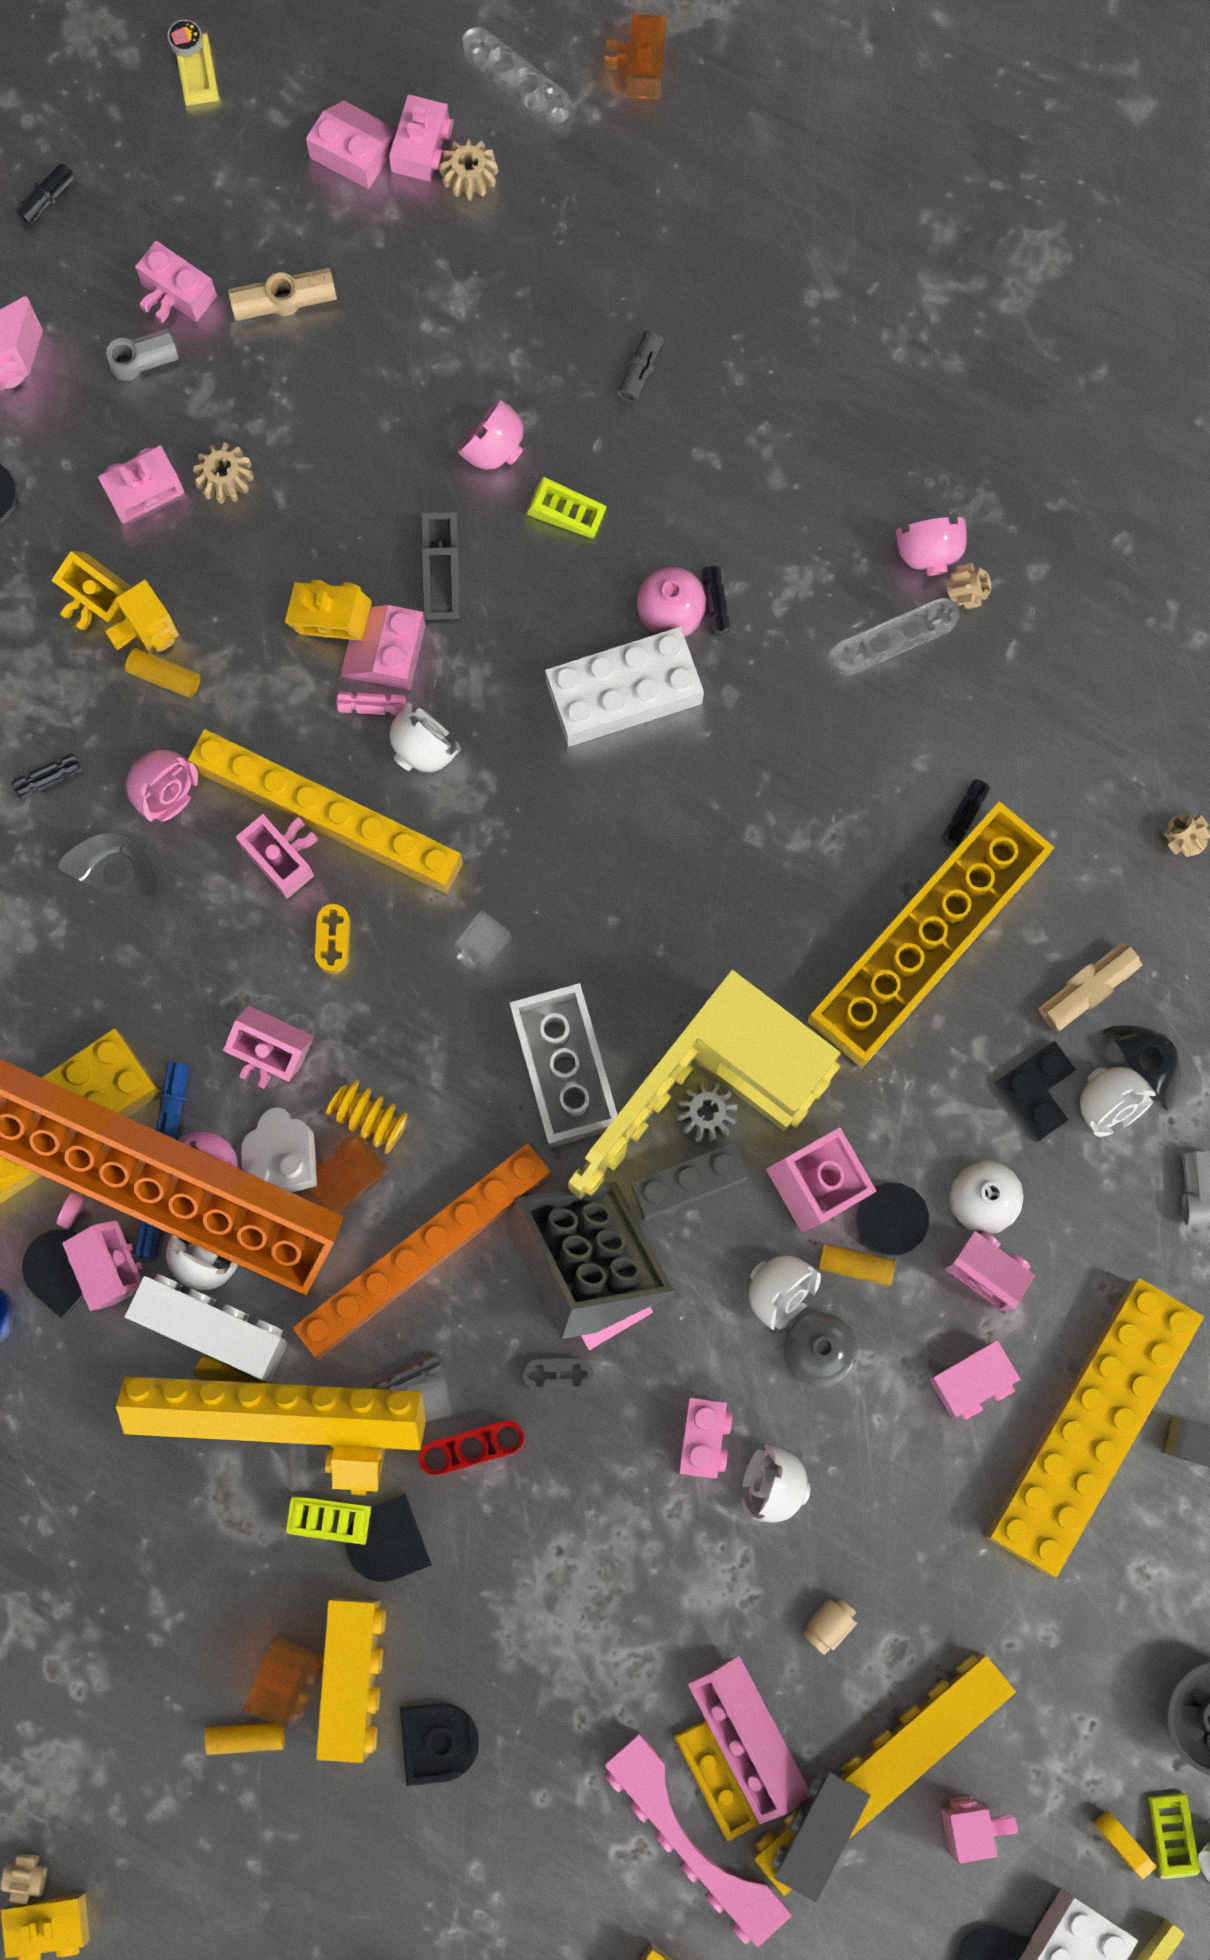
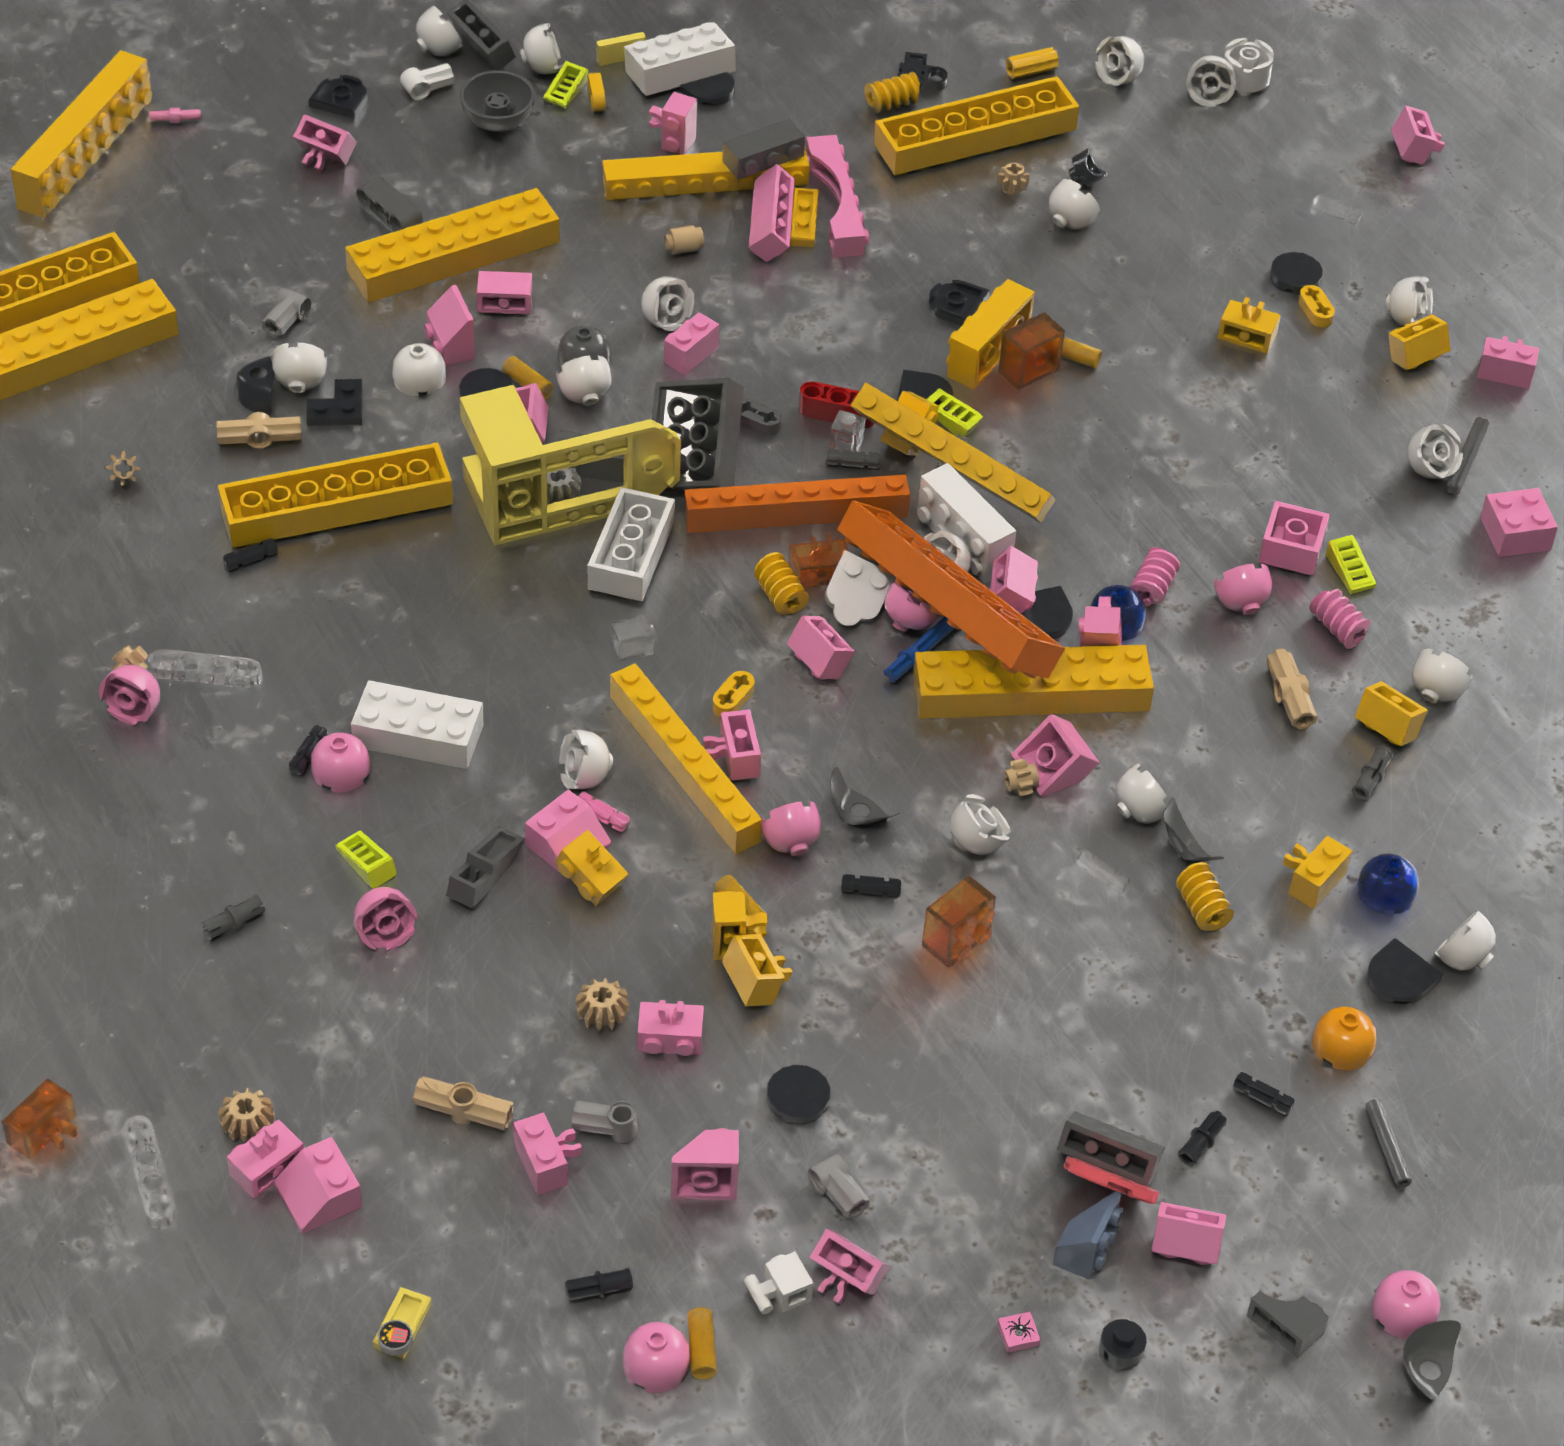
camera: 150 degrees left, 30 degrees down
(24, 1879) = (1249, 348): tan gear -> none

